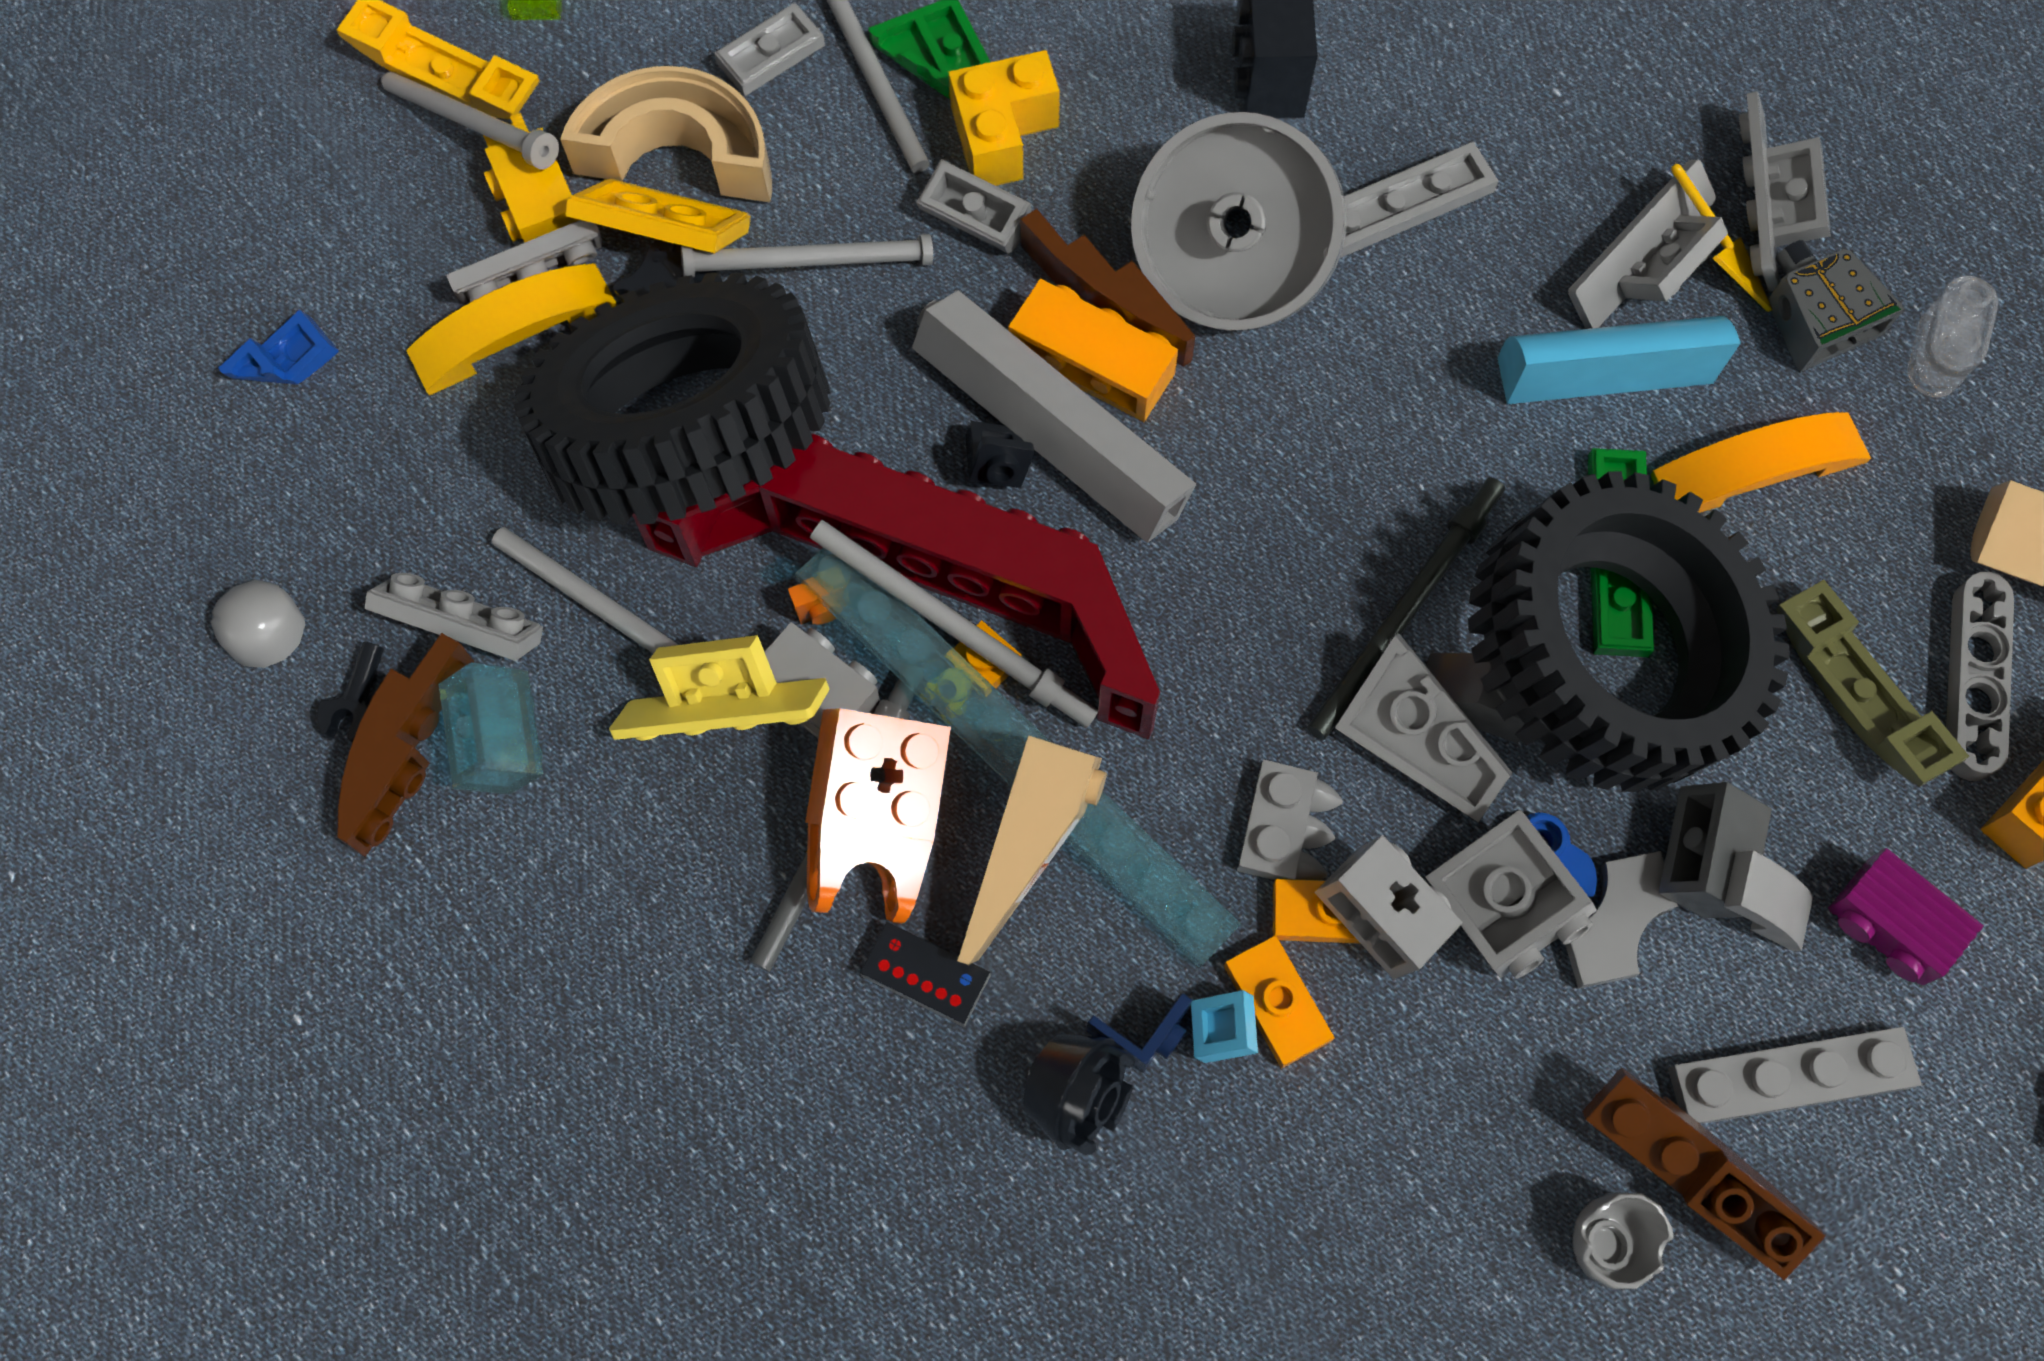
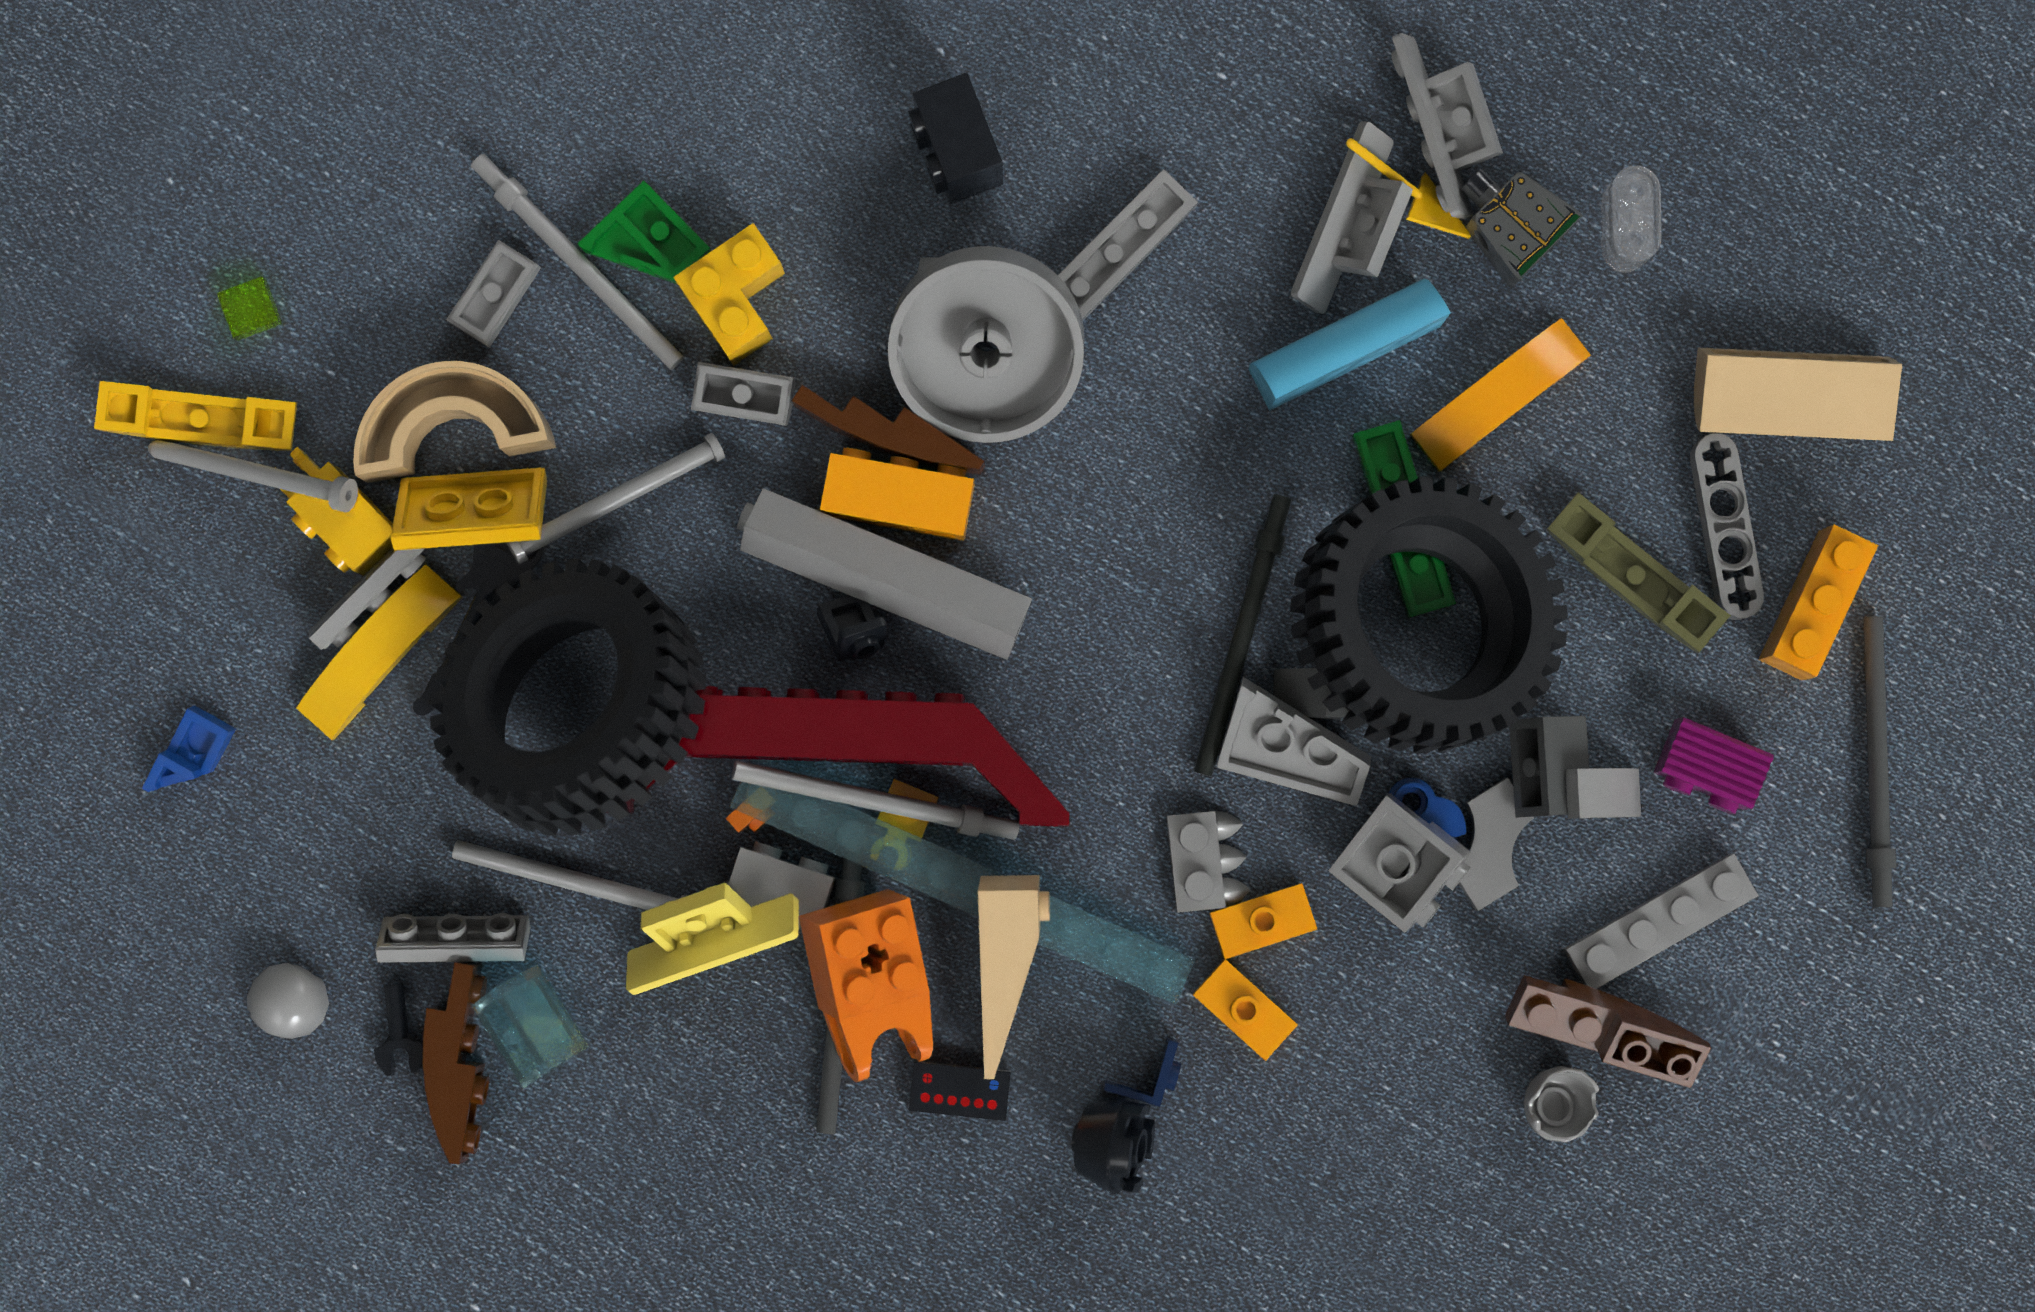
camera: 20 degrees left, 15 degrees up
(1224, 1026) = (1209, 1048): medium azure plate -> none
(1396, 934) = (1281, 910): light grey brick -> none

